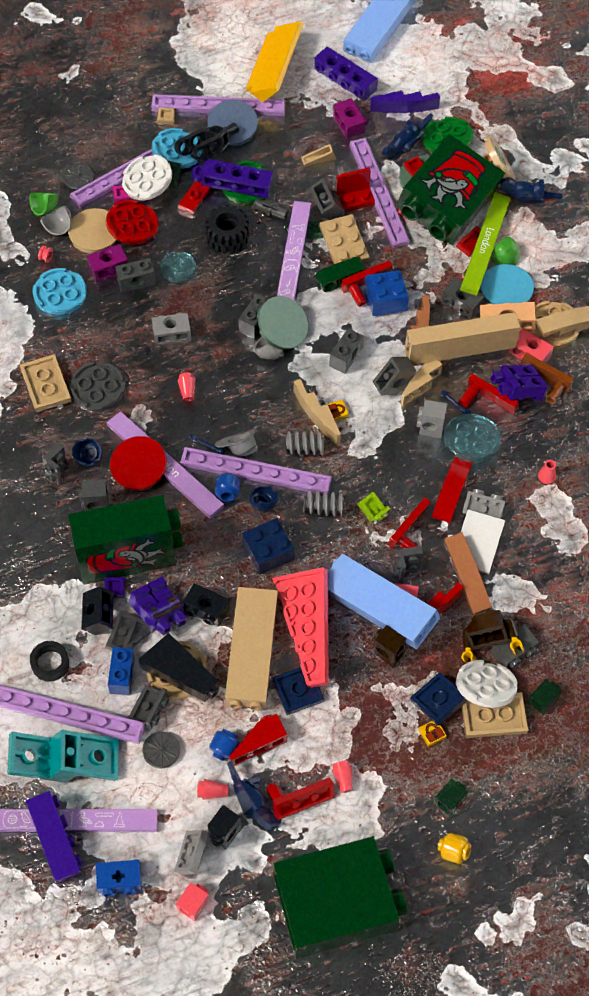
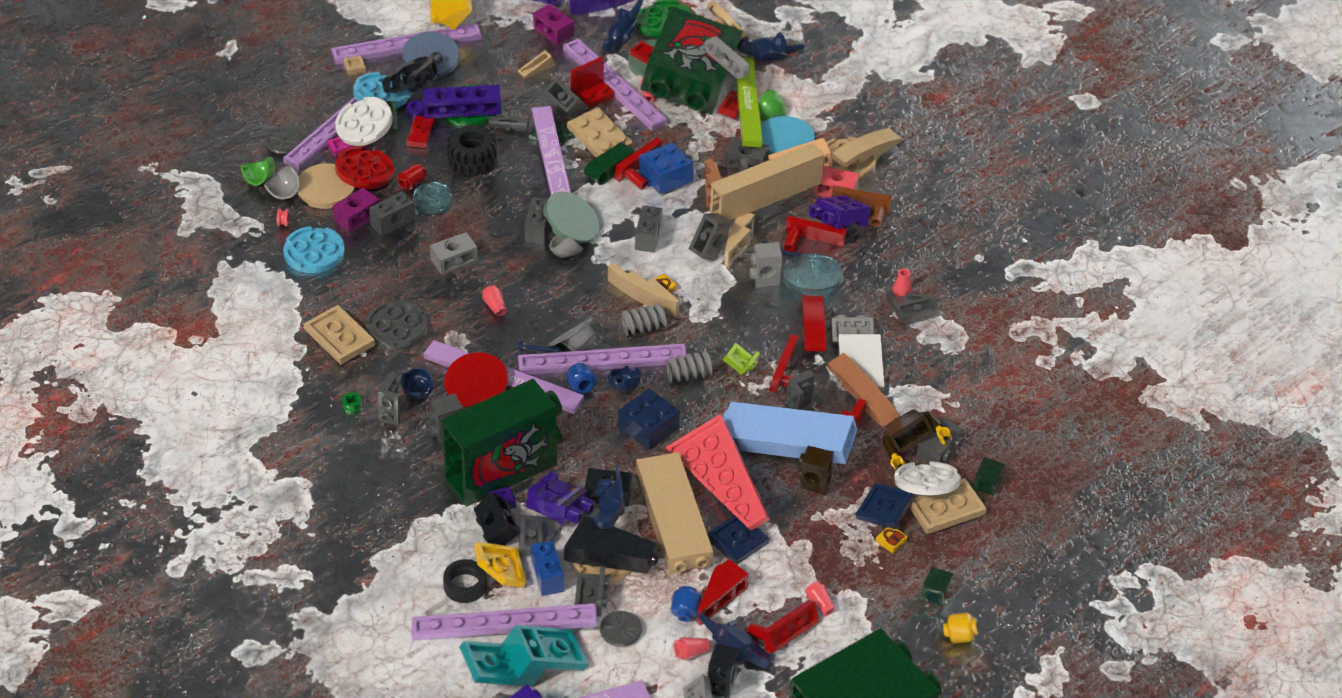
camera: 20 degrees left, 15 degrees down
(26, 457) = (351, 398): none -> green bush
(84, 654) = (501, 563): none -> yellow plate
(167, 242) = (412, 177): none -> red brick
(195, 626) = (610, 501): none -> dark blue animal
(477, 199) = (736, 65): none -> light grey beam
(548, 496) = (913, 306): none -> flat silver wing

